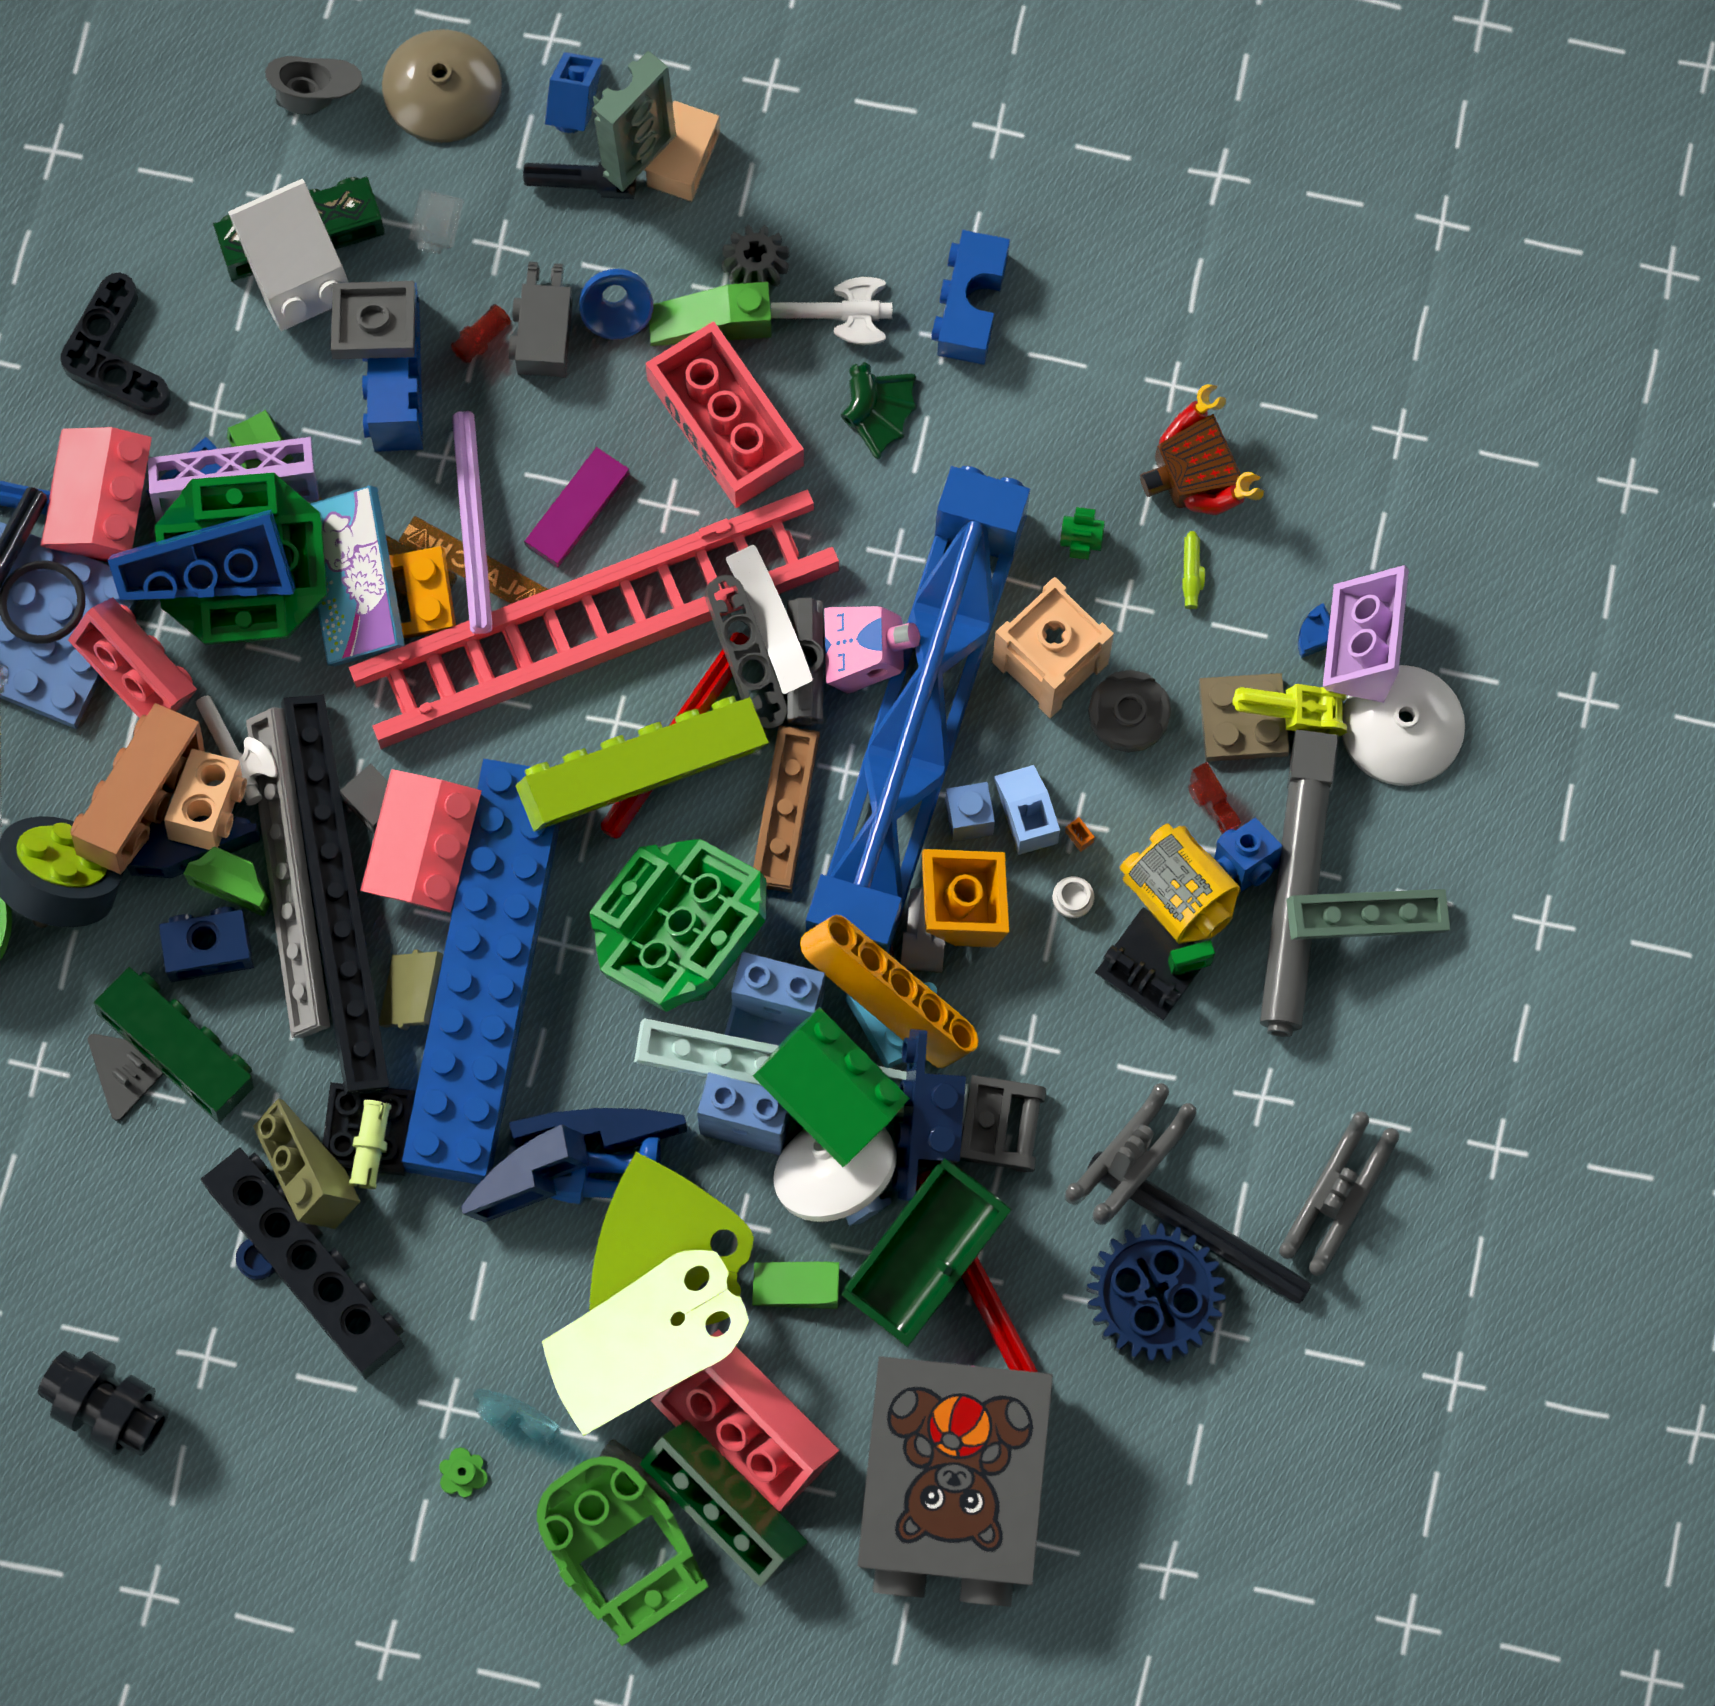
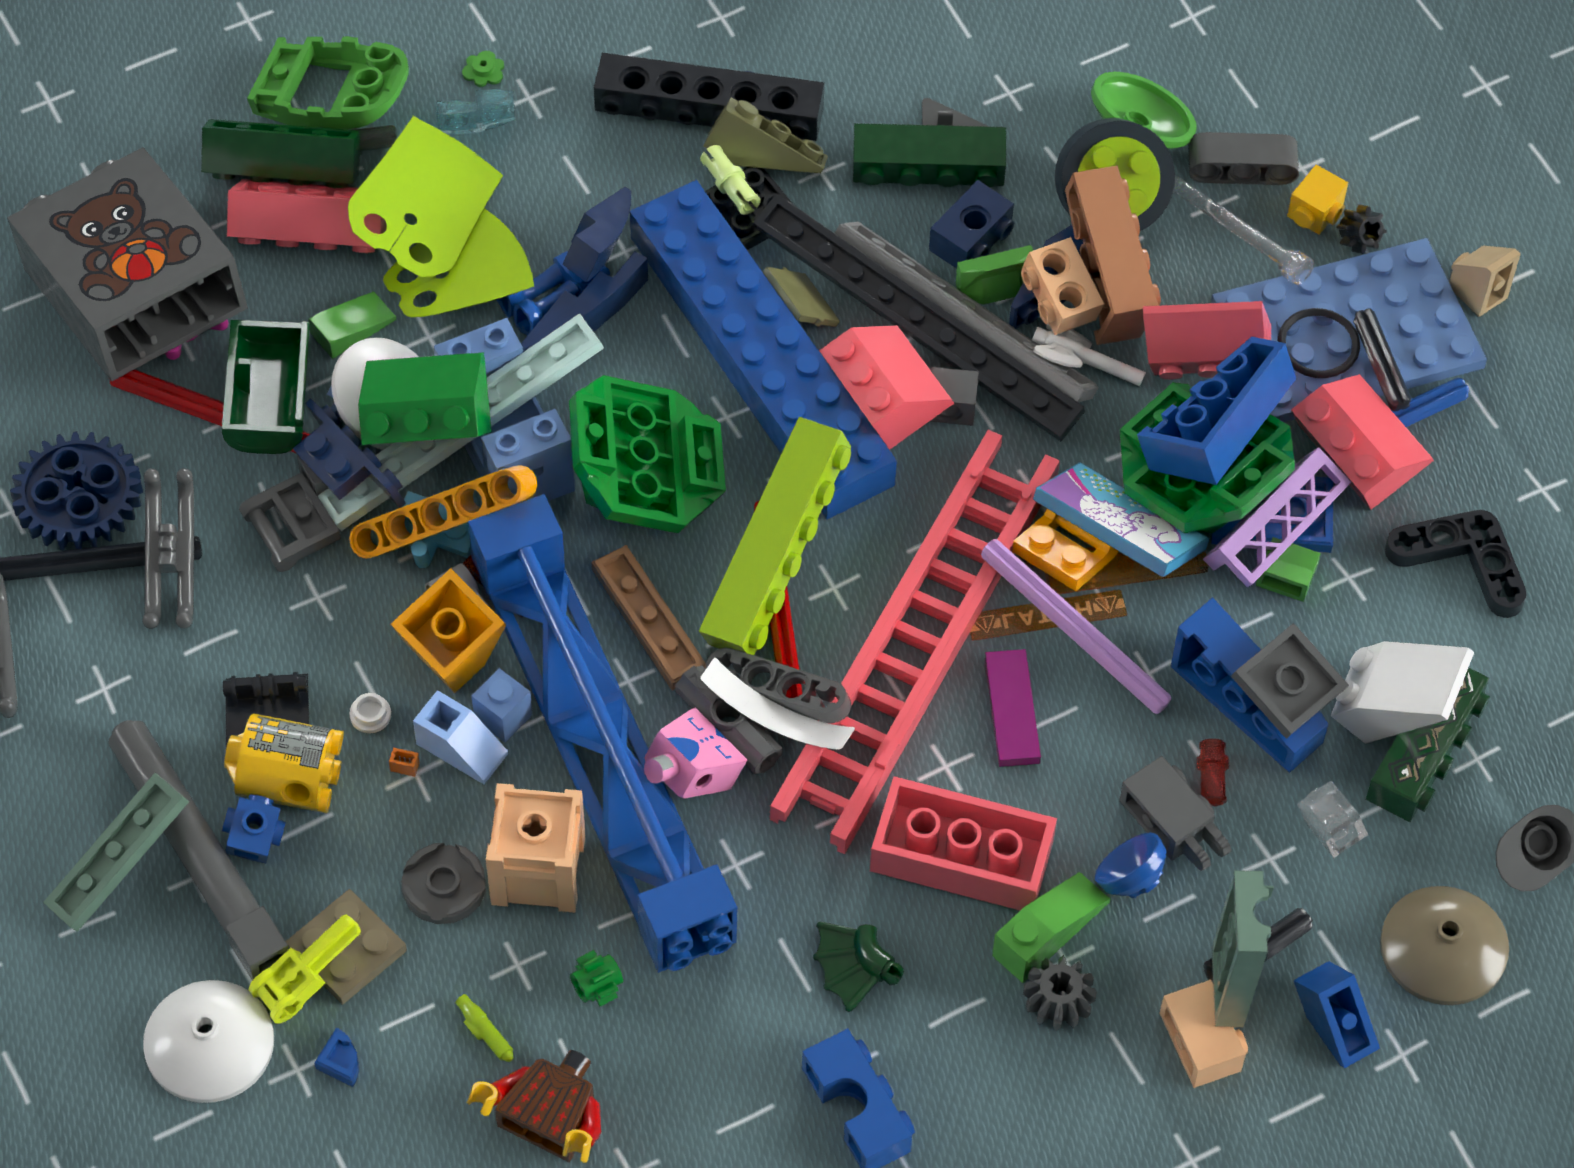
camera: 140 degrees right, 15 degrees down
(857, 310) = (942, 1023): white piece -> none
(1191, 958) = (234, 719): green tile -> none
(1208, 792) = (321, 860): clear red plate -> none
(1366, 634) = (292, 1063): lavender slope -> none

